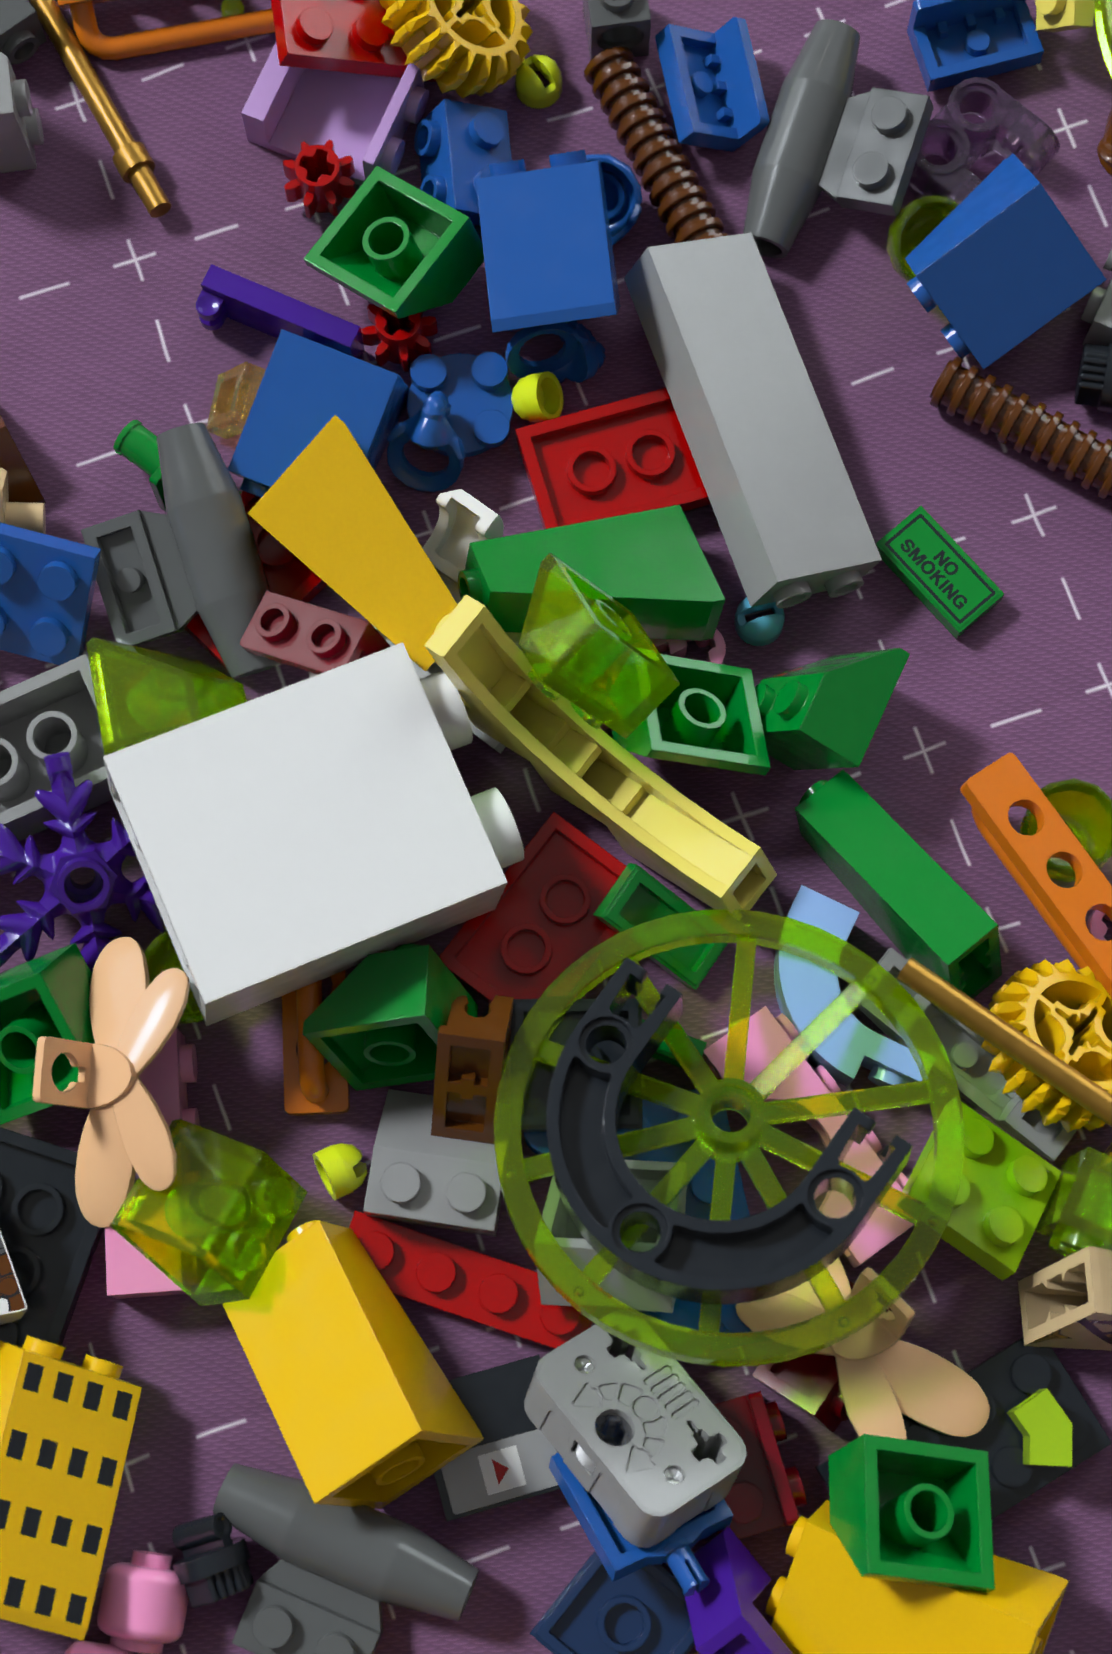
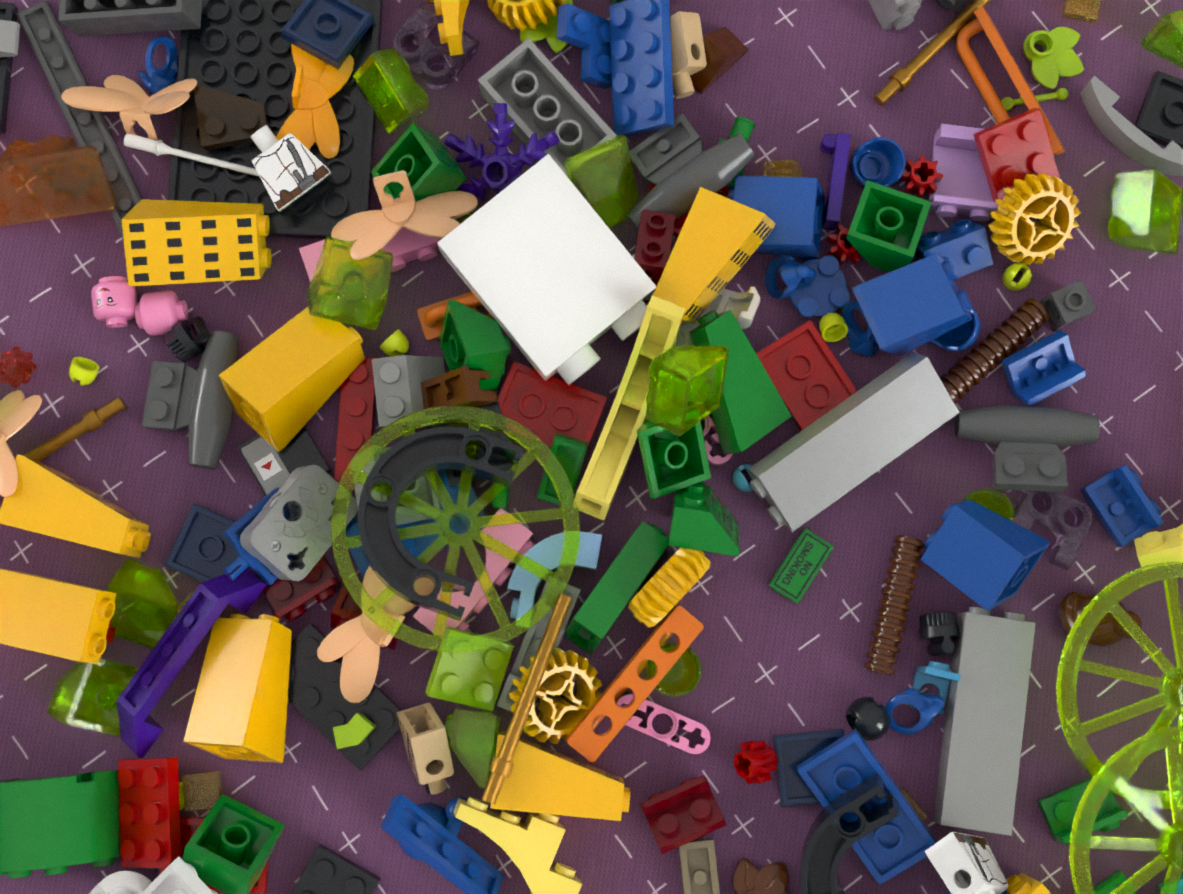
camera: 75 degrees right, 5 degrees up
(272, 237) = (878, 161): none -> blue hair
(914, 1511) = (287, 672): green slope -> none
(926, 790) = (668, 586): none -> yellow gear

